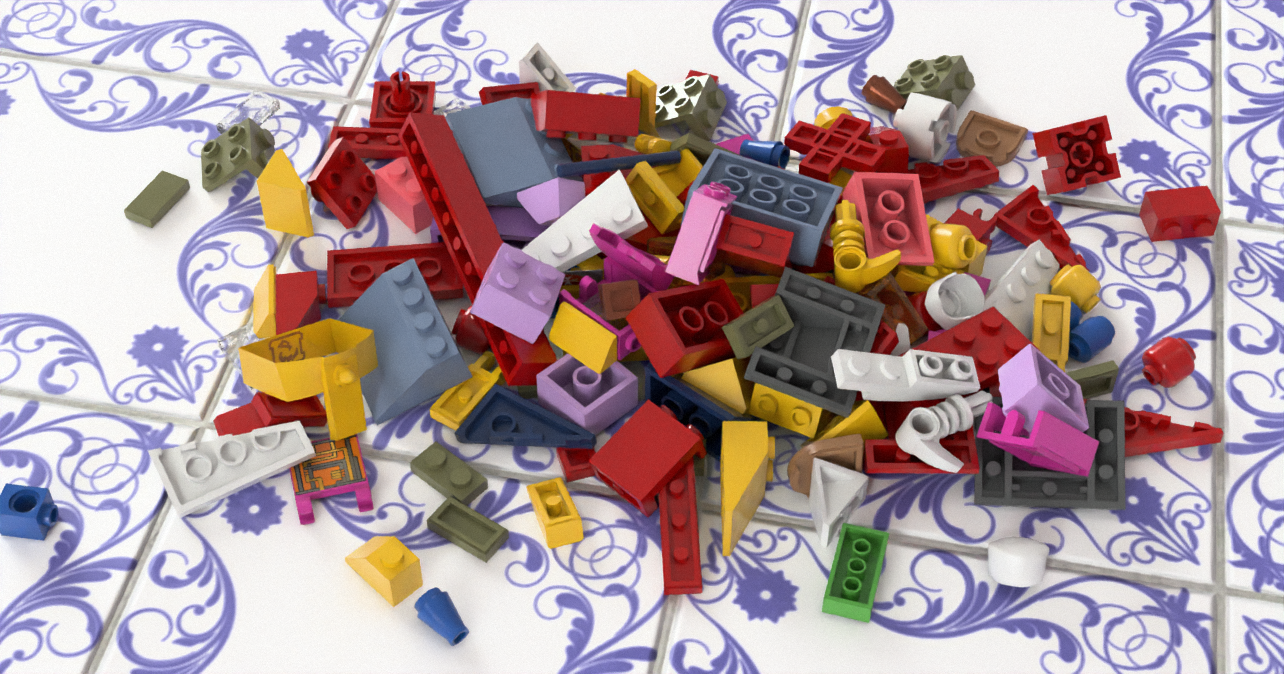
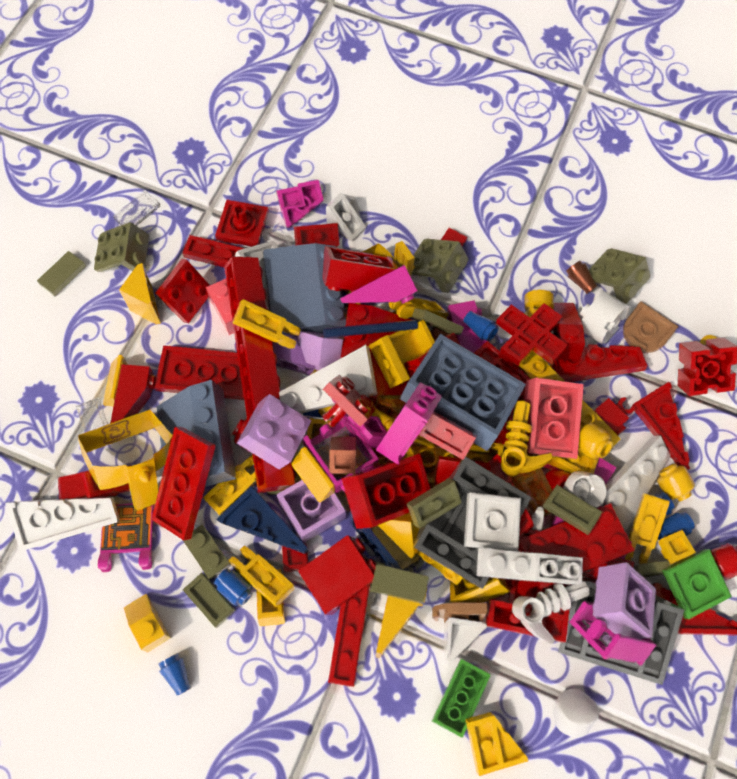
camera: 10 degrees right, 20 degrees up
(401, 380) = (183, 482): none -> red plate
(475, 71) = (299, 201): none -> dark pink slope
(476, 181) = (265, 324): none -> yellow hinge
(500, 502) = (233, 587): none -> blue brick
(537, 479) = (263, 577): none -> yellow hinge
(613, 223) = (347, 401): none -> red plate
(626, 119) = (388, 288): none -> dark pink slope
(736, 428) = (399, 584): none -> olive tile
(838, 326) = (492, 522): none -> white tile
(913, 612) = (492, 745): none -> yellow wing
(944, 315) = (572, 509): none -> olive tile
(1094, 348) = (676, 547): none -> yellow tile
(1137, 380) = (697, 583): none -> bright green tile

